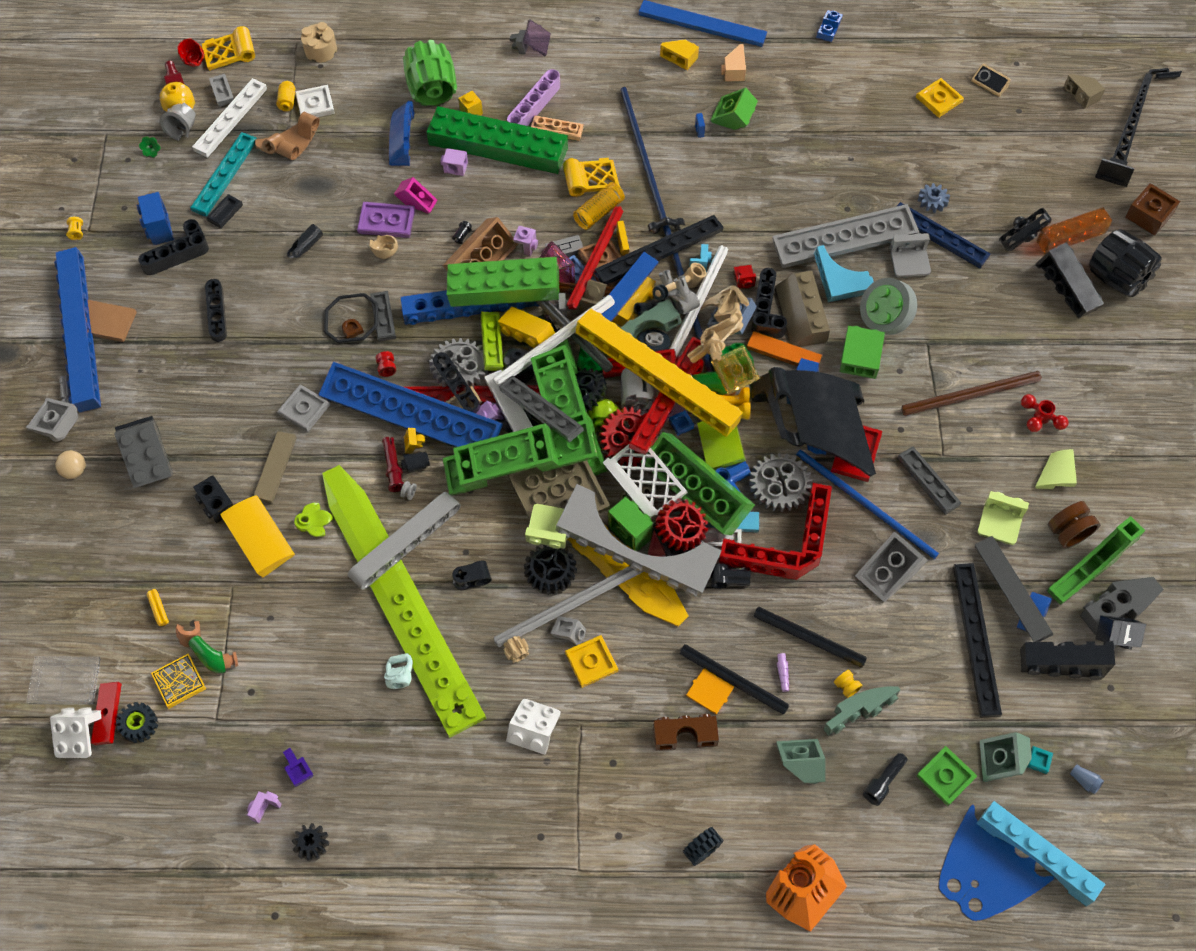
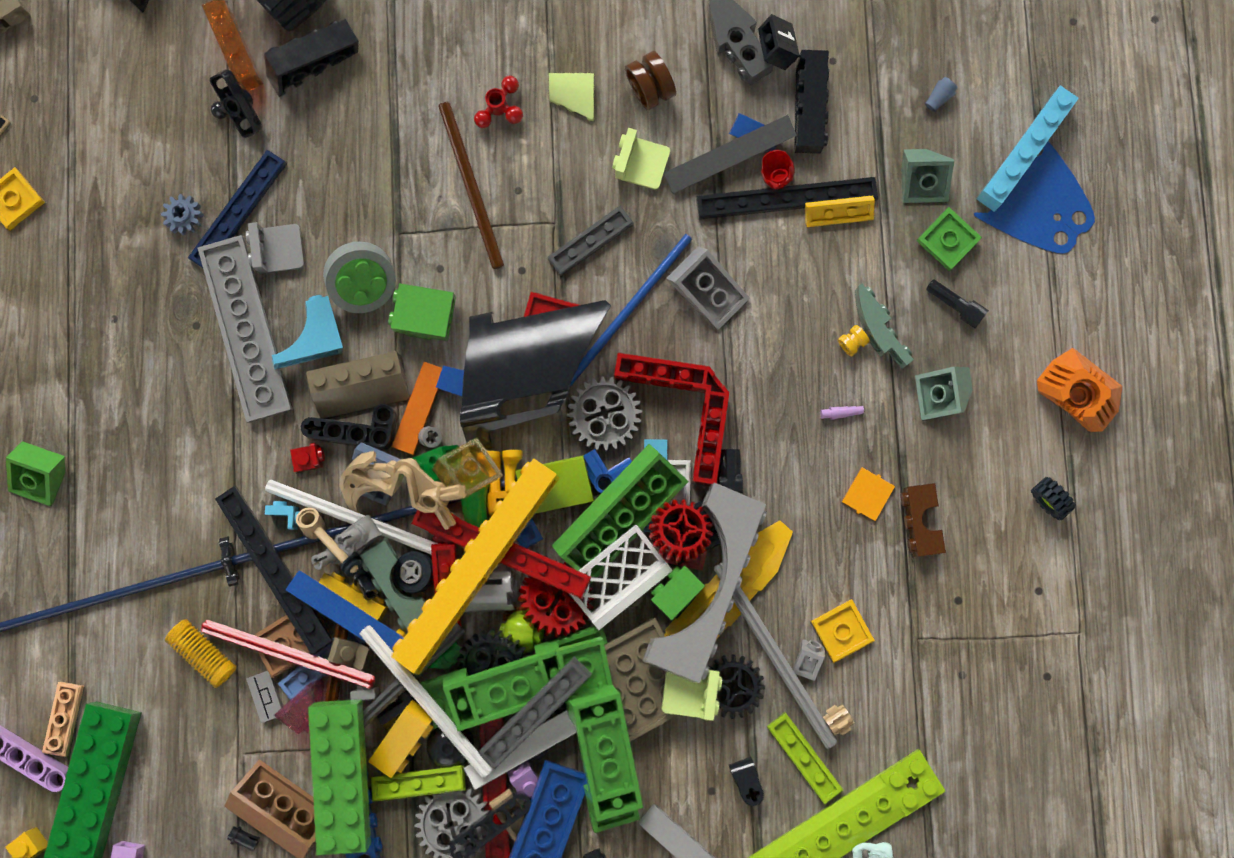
camera: 90 degrees left, 20 degrees up
(486, 624) = (804, 758): none -> lime tile
(526, 237) = (257, 749): lavender bracket -> none
(532, 726) = (925, 693): white bracket -> none
(577, 176) = (150, 686): yellow piece -> none
(622, 238) = (254, 619): yellow tile -> none
(699, 125) = (61, 520): blue tile -> none
(734, 679) = (853, 467): black axle -> none
(759, 362) = (436, 439): none -> light grey bush
(810, 637) = (797, 382): black axle -> none
(967, 680) = (839, 211): none -> yellow plate
(1001, 627) = (777, 169): none -> red hair
(1040, 760) = (921, 139): teal tile -> none
(1097, 560) = (692, 59): bright green arch -> none

